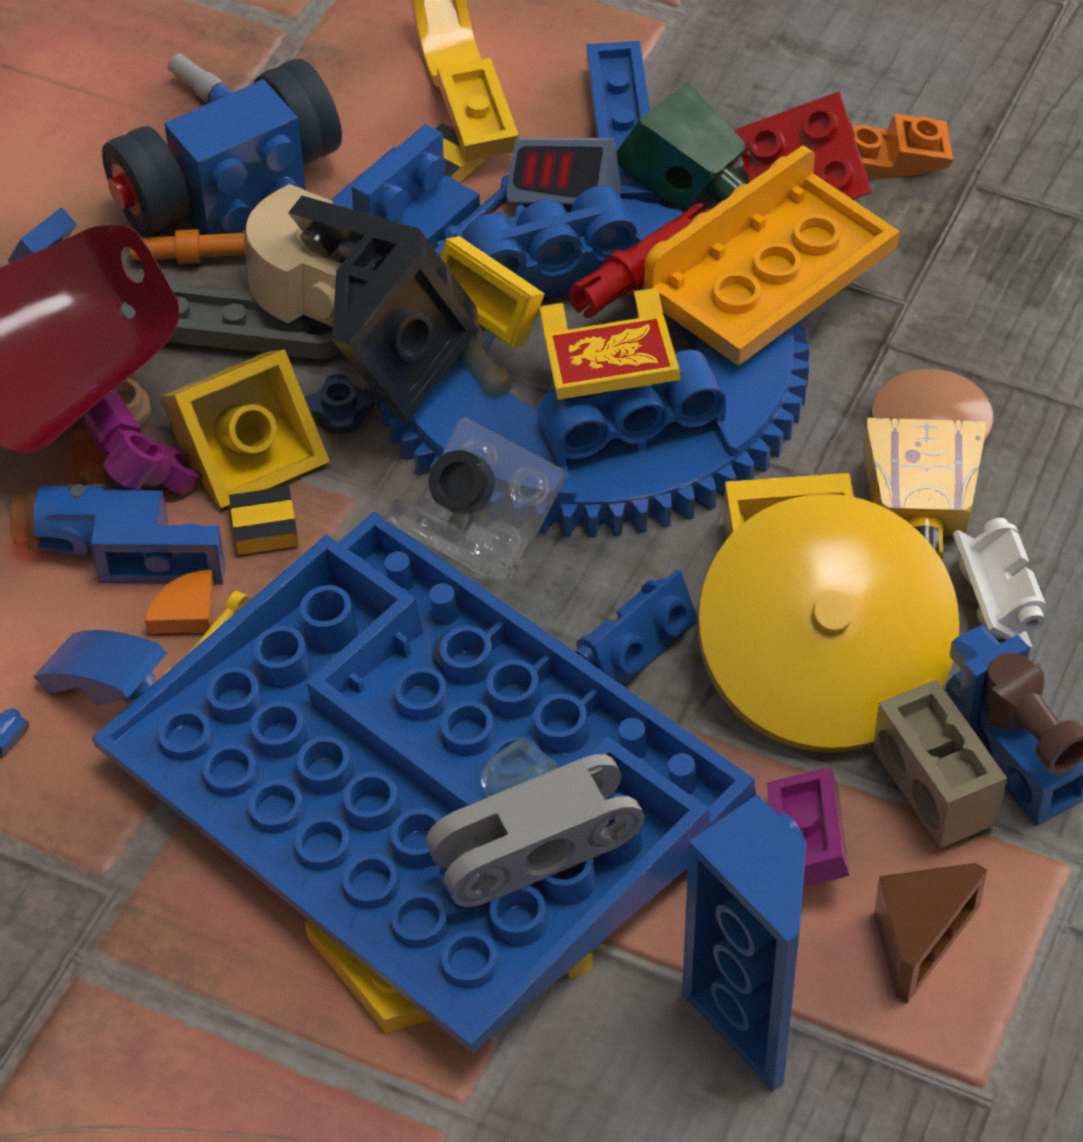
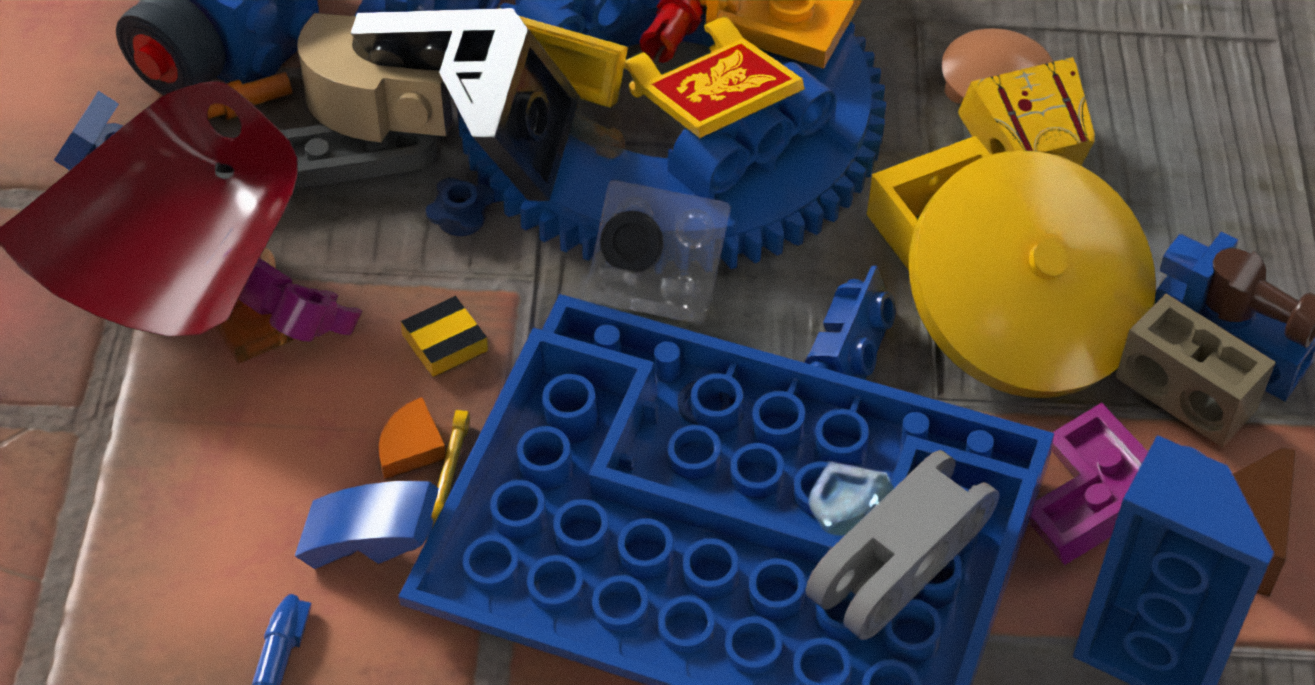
camera: 25 degrees left, 0 degrees up
(120, 528) = (310, 382): blue plate -> none
(245, 427) = (384, 250): yellow slope -> none
(1006, 602) = (1163, 211): white hinge -> none

